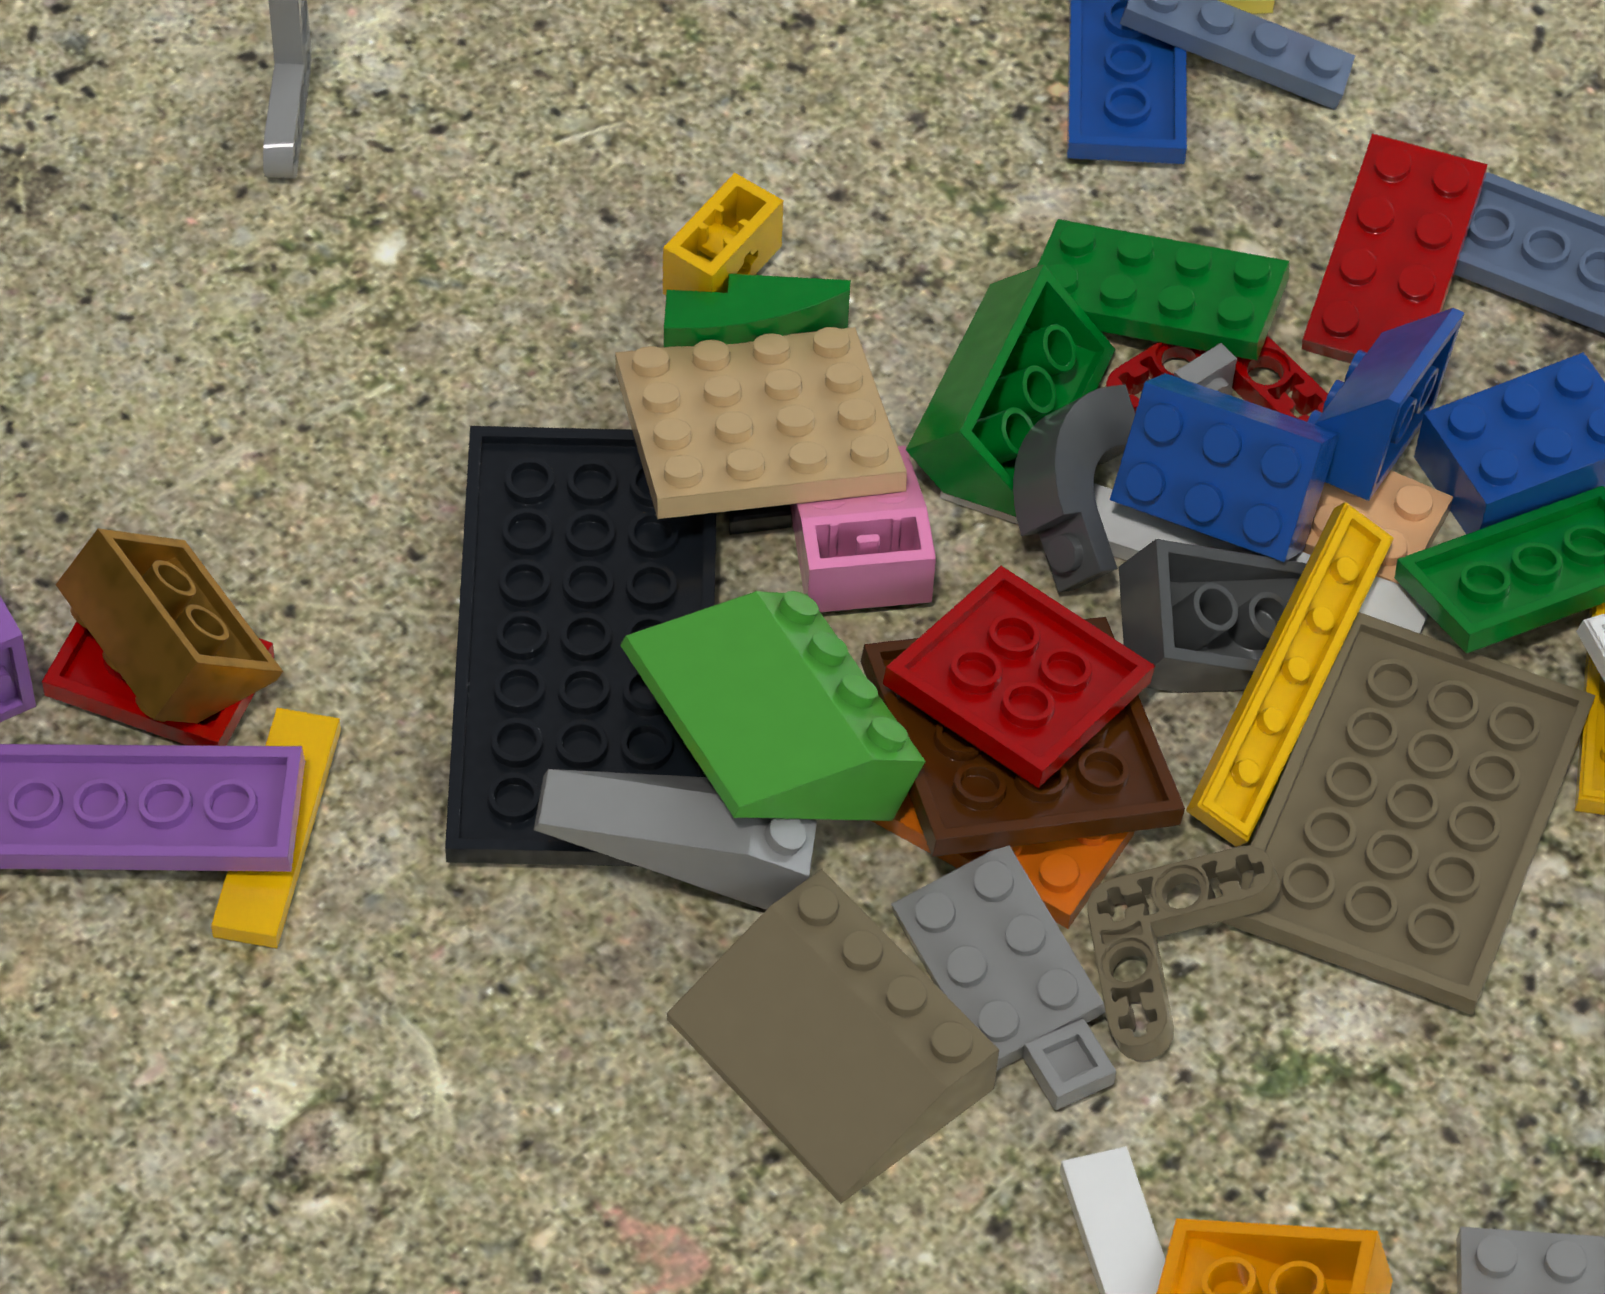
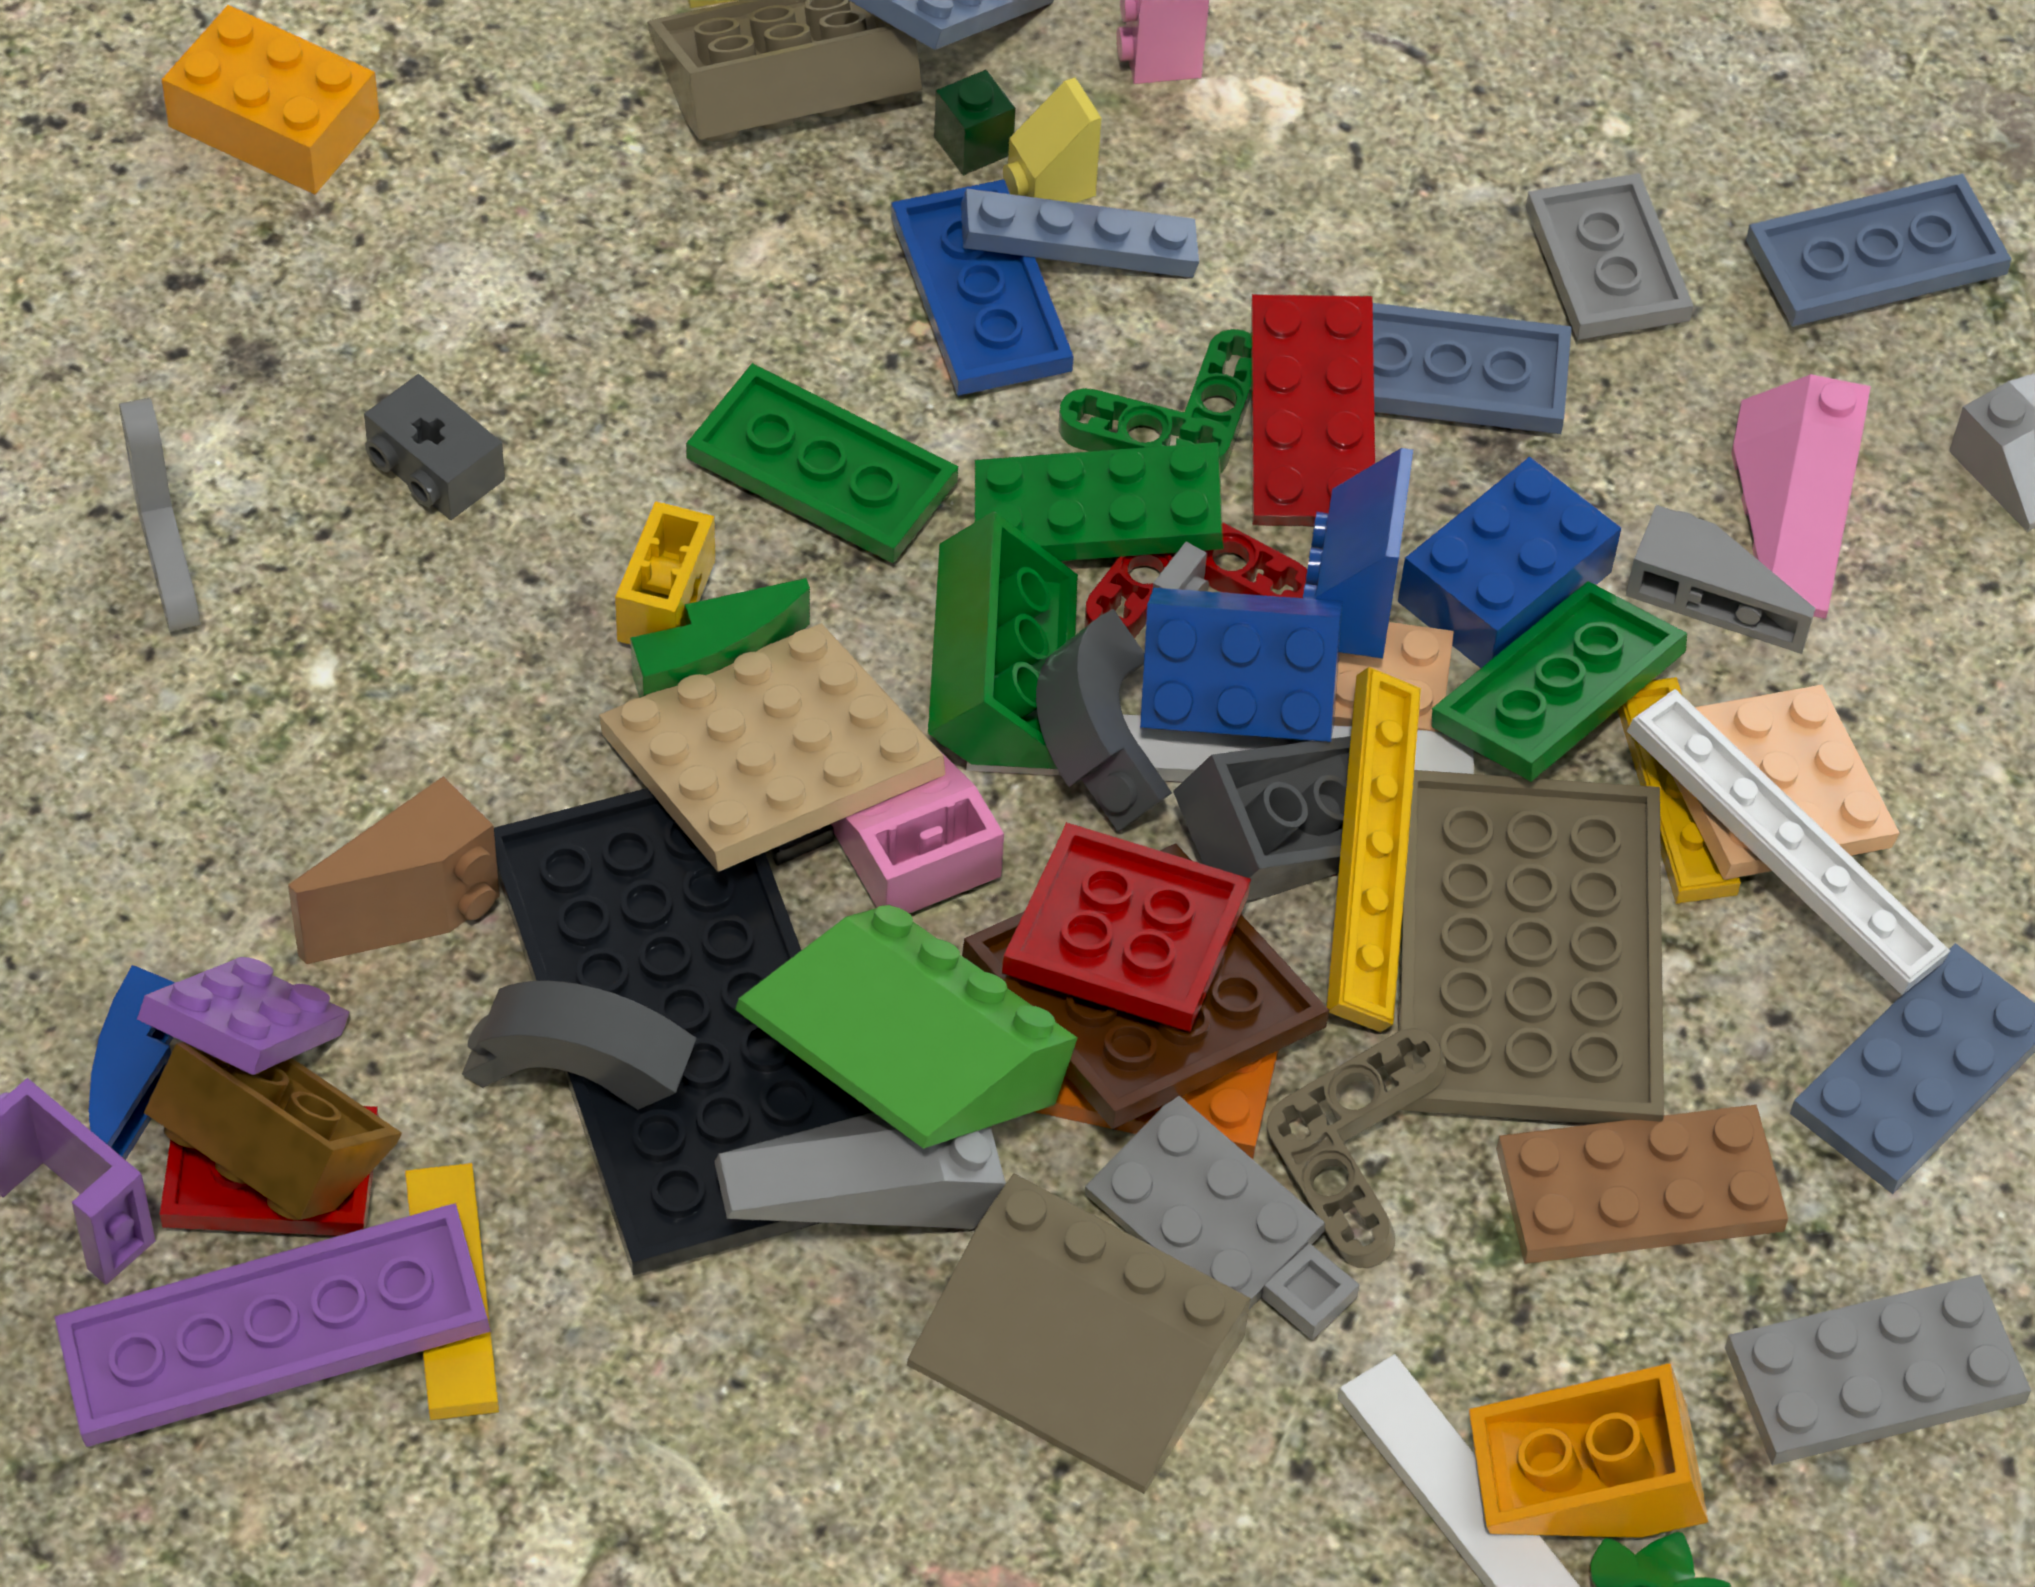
camera: 20 degrees left, 0 degrees up
(95, 499) = (127, 1065): none -> blue slope
(180, 525) = (244, 1014): none -> medium lavender plate
(367, 446) = (399, 879): none -> medium nougat slope
(476, 629) = (580, 1032): none -> dark grey arch
(562, 76) = (433, 447): none -> dark grey brick
(914, 184) = (822, 462): none -> green plate
(1278, 242) = (1191, 427): none -> green beam
(1433, 1061) = (1641, 1184): none -> medium nougat plate

